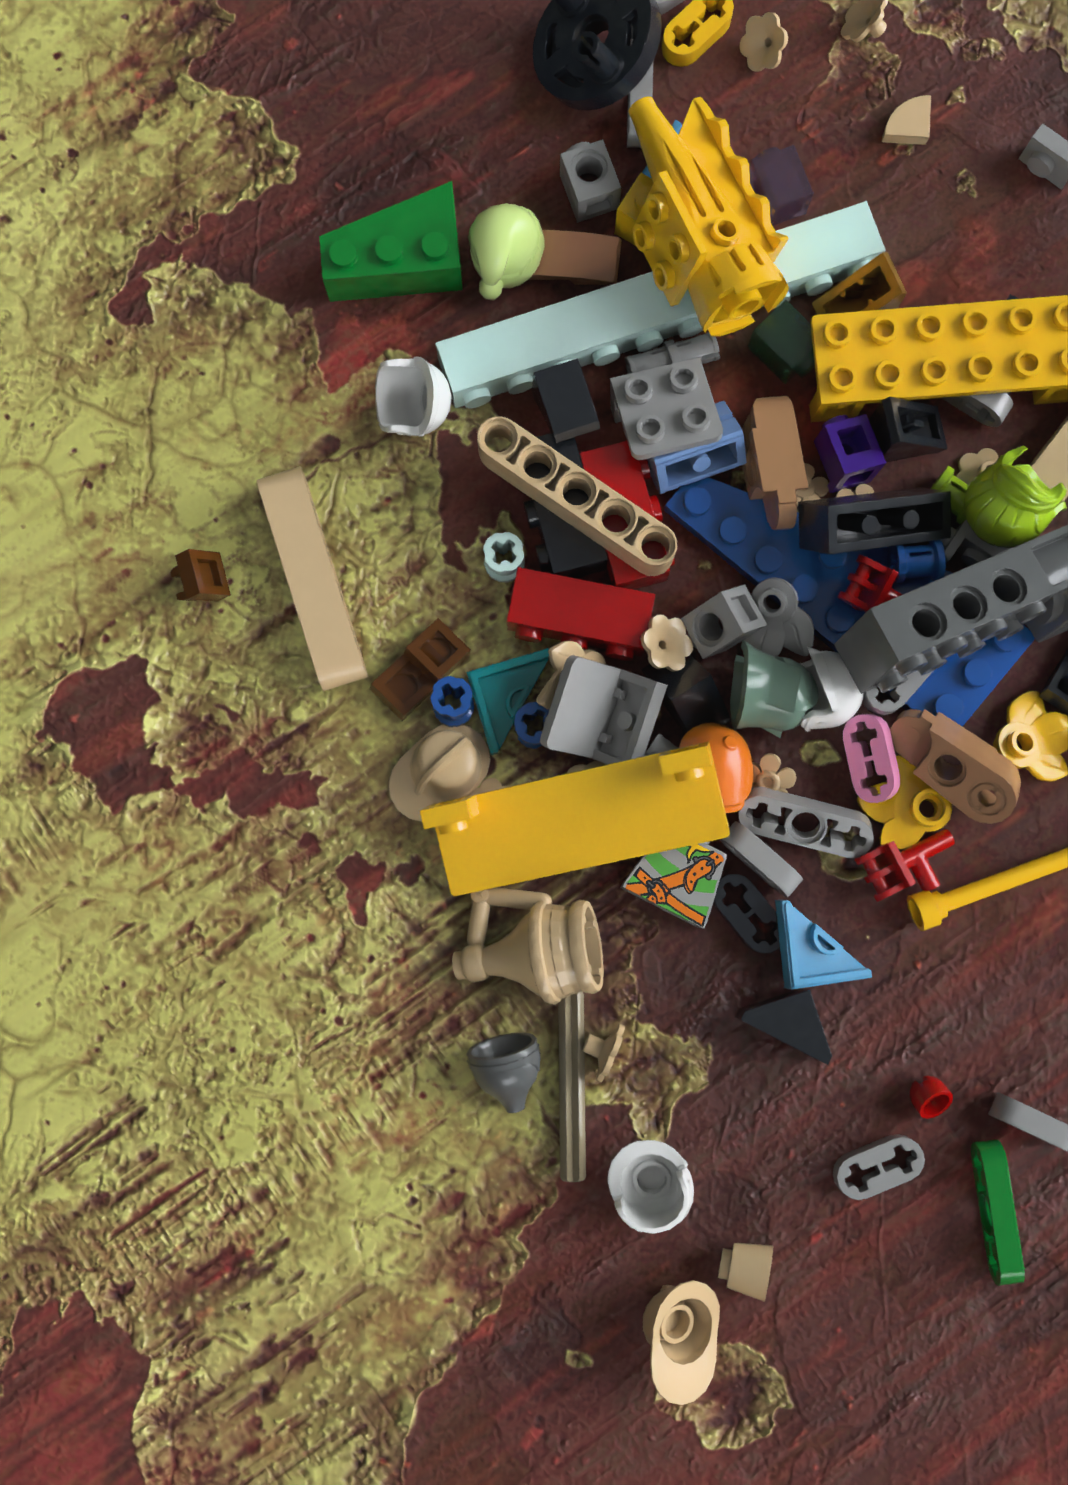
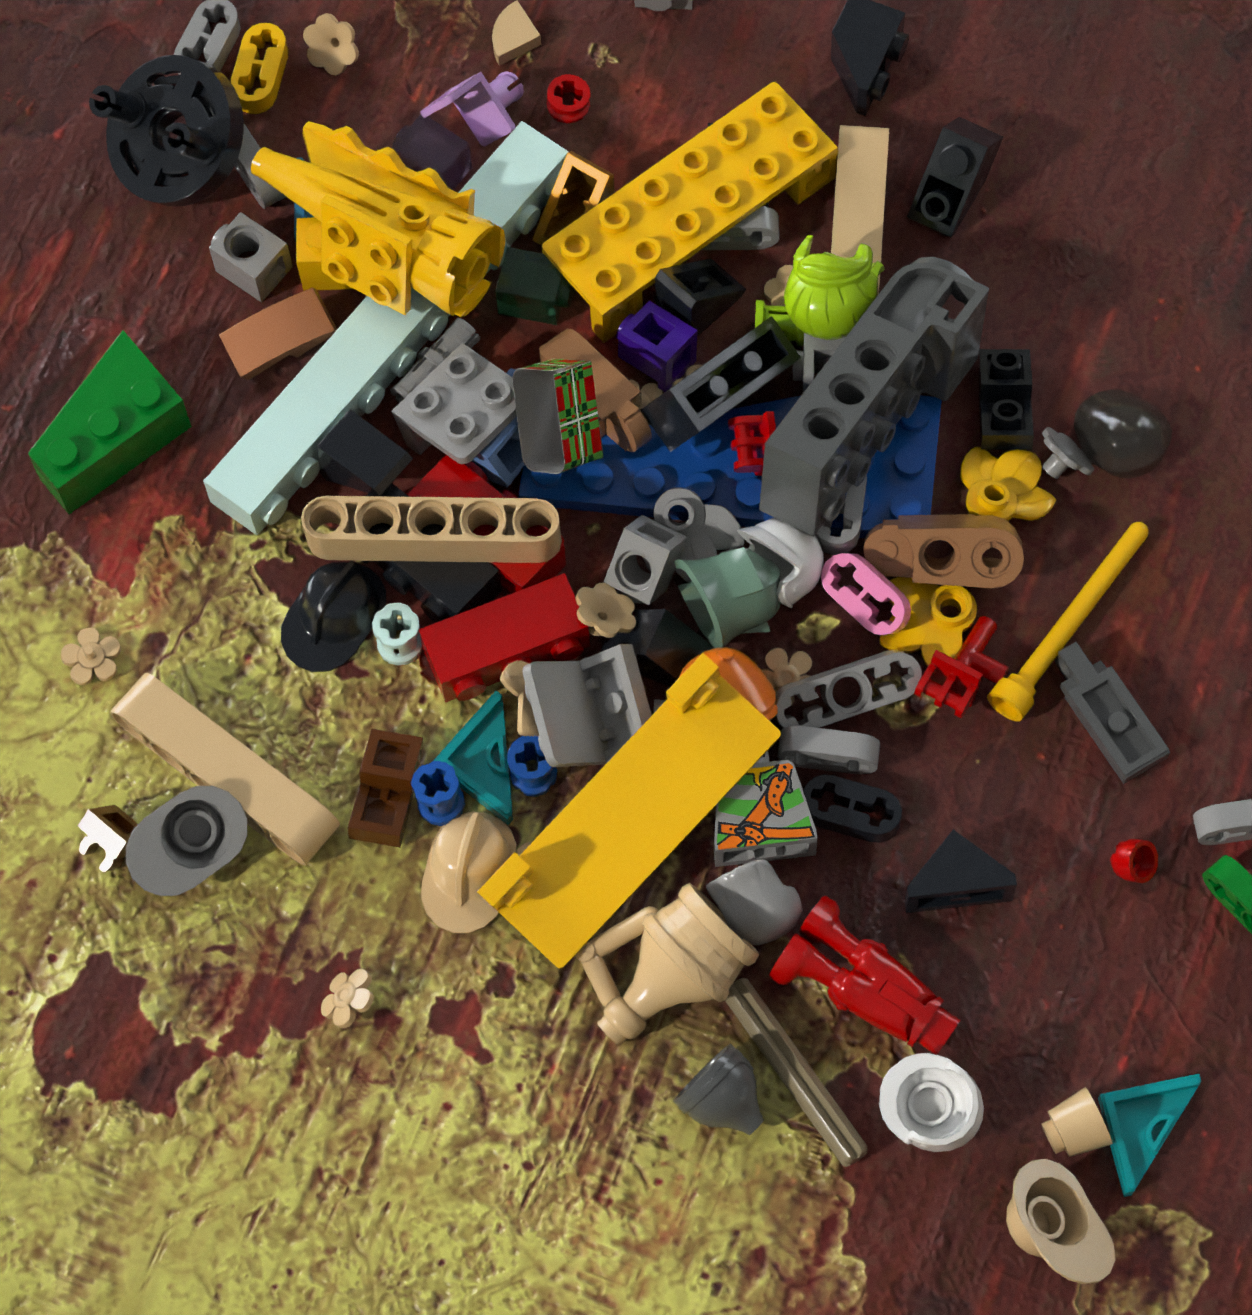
camera: 30 degrees left, 15 degrees down
(244, 619) = (186, 840): none -> light grey piece
(274, 425) = (91, 657): none -> tan plant
(289, 812) = (349, 995): none -> tan plant
(411, 397) = (211, 543): white helmet -> none
(468, 509) = (332, 616): none -> black piece
(505, 247) = (211, 360): yellowish green piece -> none
(604, 1050) = (802, 1014): tan plant -> none
(626, 943) = (756, 902): none -> light grey hair
(672, 1066) = (877, 986): none -> red piece
(731, 466) = (557, 415): none -> piece
(797, 1295) = (1141, 1122): none -> teal tile
(811, 954) = (933, 801): dark azure tile -> none
(845, 167) = (482, 105): none -> lavender bracket
(883, 1177) = (1122, 949): light grey beam -> none
(905, 213) = (581, 103): none -> red bush
(918, 561) = (782, 394): blue bush -> none
(991, 972) = (1110, 714): none -> dark grey hinge

